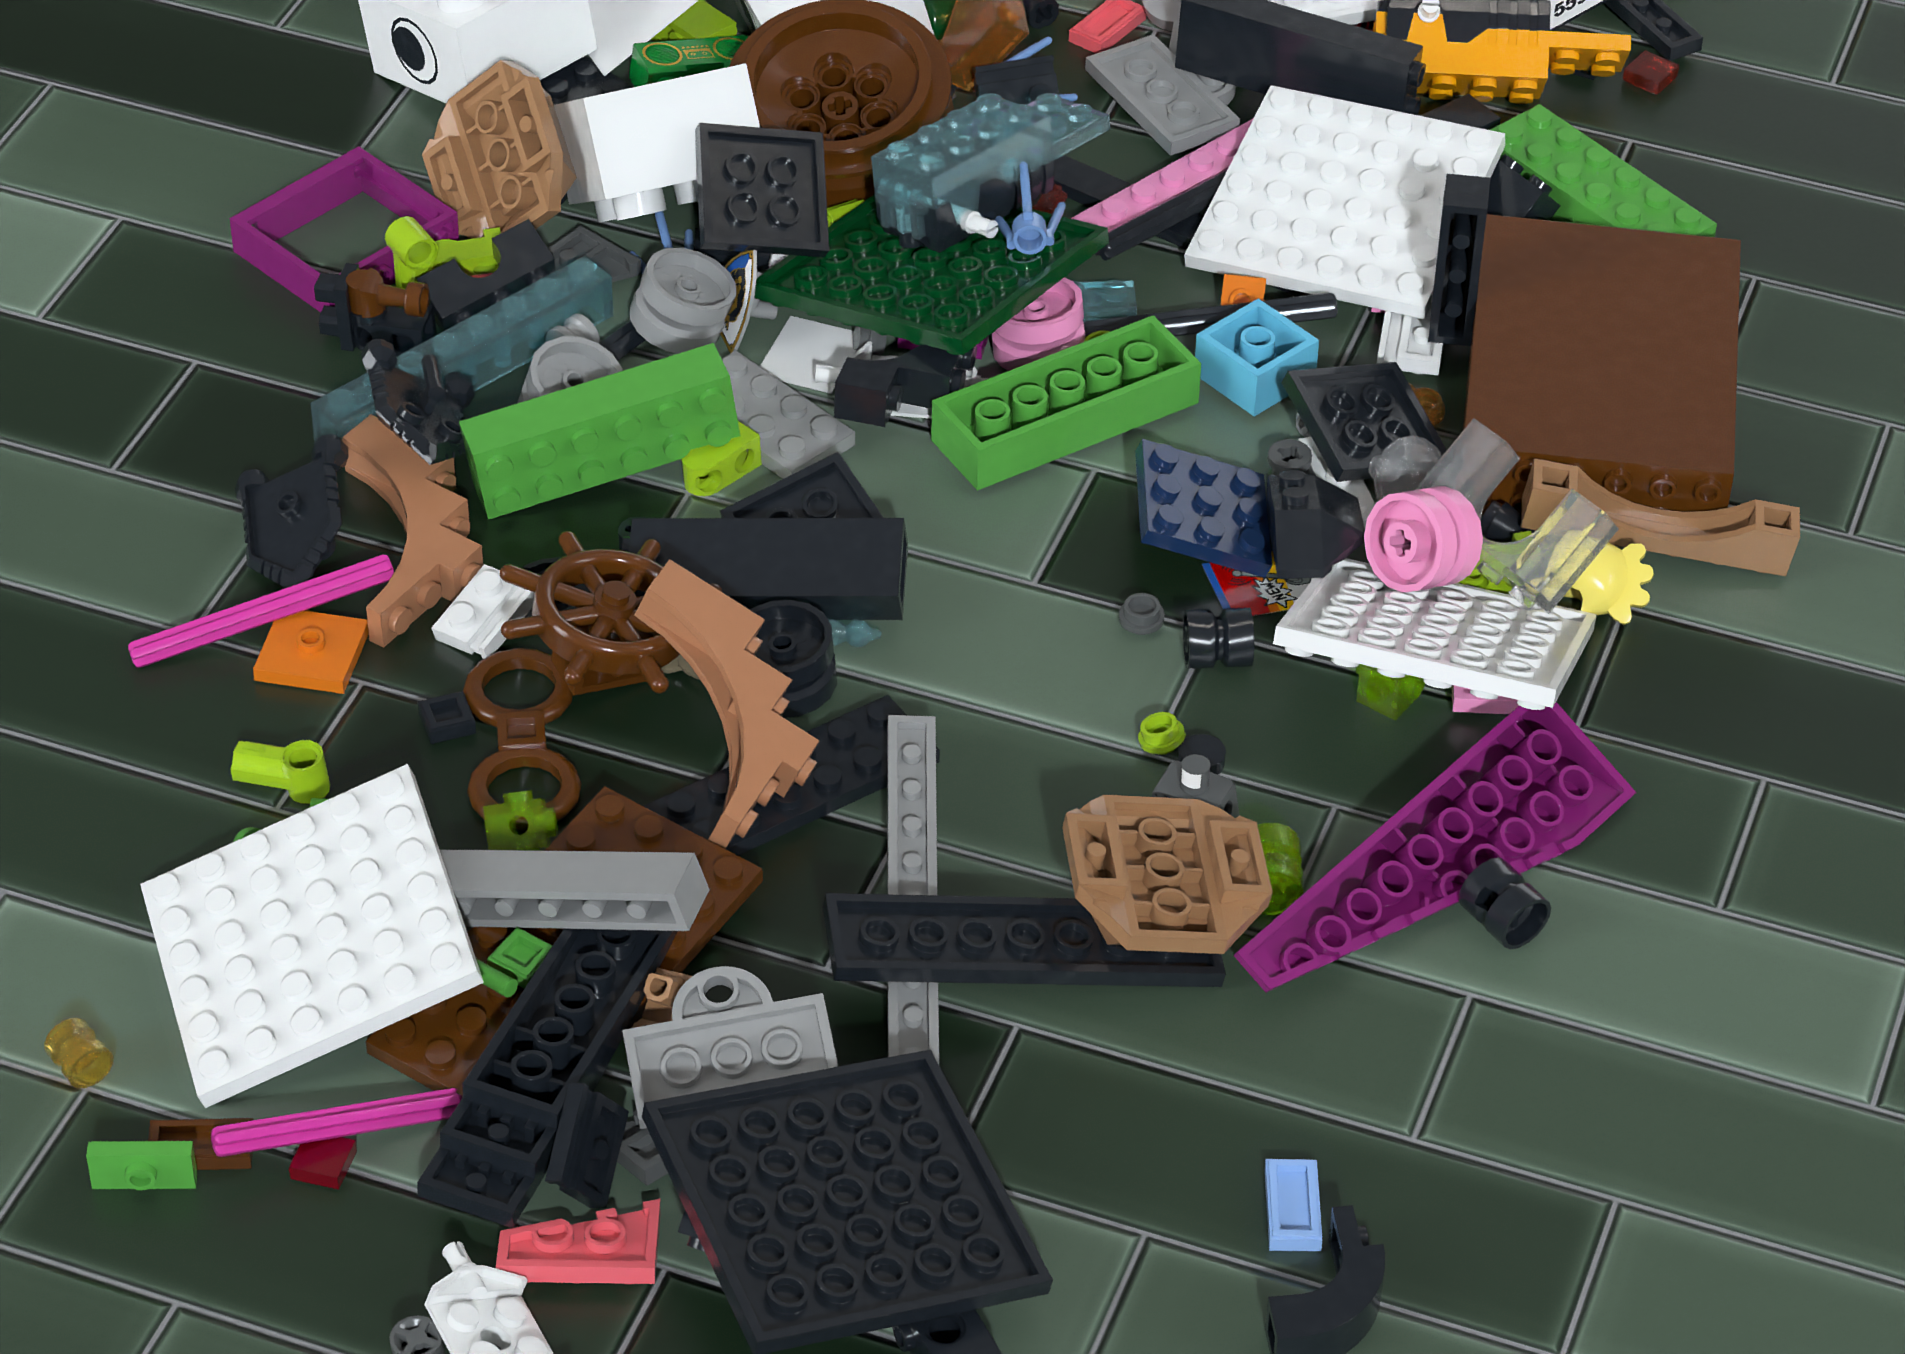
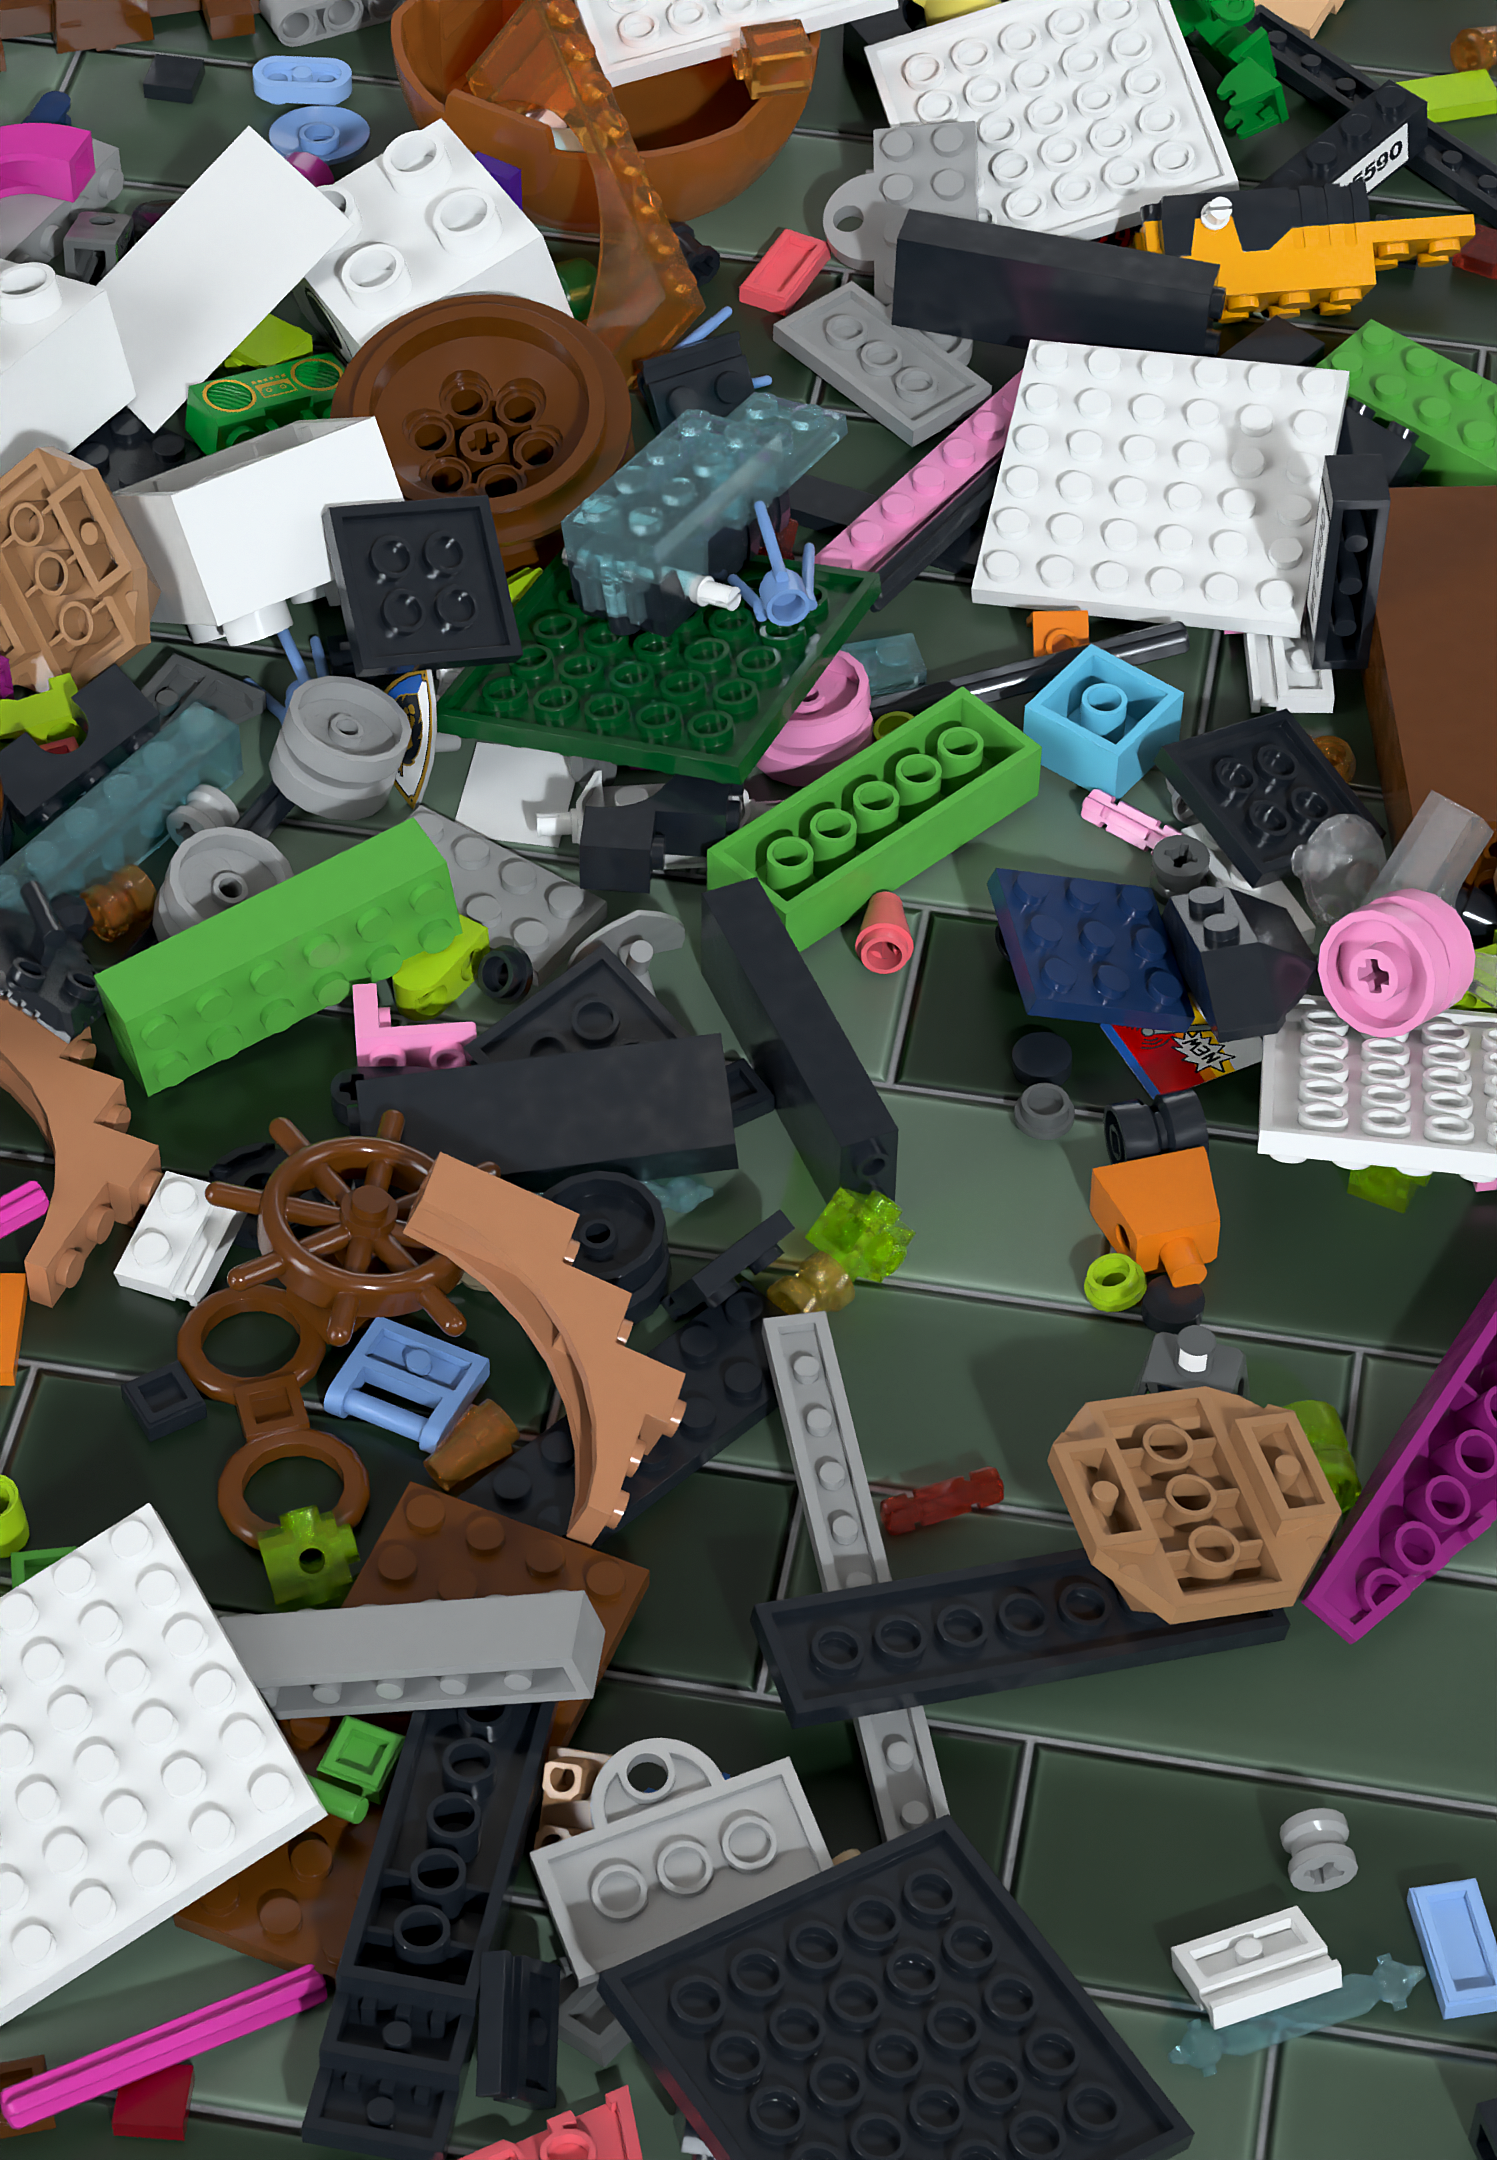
camera: 10 degrees left, 5 degrees up
(497, 386) = (120, 902): none -> clear orange wheel
(629, 718) = (413, 1368): none -> medium blue plate
(660, 773) = (473, 1443): none -> clear orange cone
(664, 501) = (415, 1045): none -> bright pink bracket
(766, 468) = (506, 974): none -> black plate
(868, 684) = (717, 1281): none -> black plate
(869, 454) = (635, 941): none -> light grey shield
(922, 574) = (747, 1093): none -> black tile
(940, 701) = (815, 1288): none -> clear yellow wheel
(965, 545) = (796, 1043): none -> black brick
(978, 673) = (862, 1234): none -> clear neon green brick
(993, 859) = (941, 1500): none -> clear red axle
(1054, 481) = (884, 935): none -> coral cone
(1135, 1190) = (1256, 1967): none -> white plate
(1151, 578) = (1042, 1059): none -> black tile
(1159, 1228) = (1357, 1996): none -> clear light blue wheel
(1204, 1123) = (1318, 1850): none -> light grey wheel
(1206, 690) = (1160, 1213): none -> orange torso
(1256, 426) = (1125, 820): none -> bright pink axle

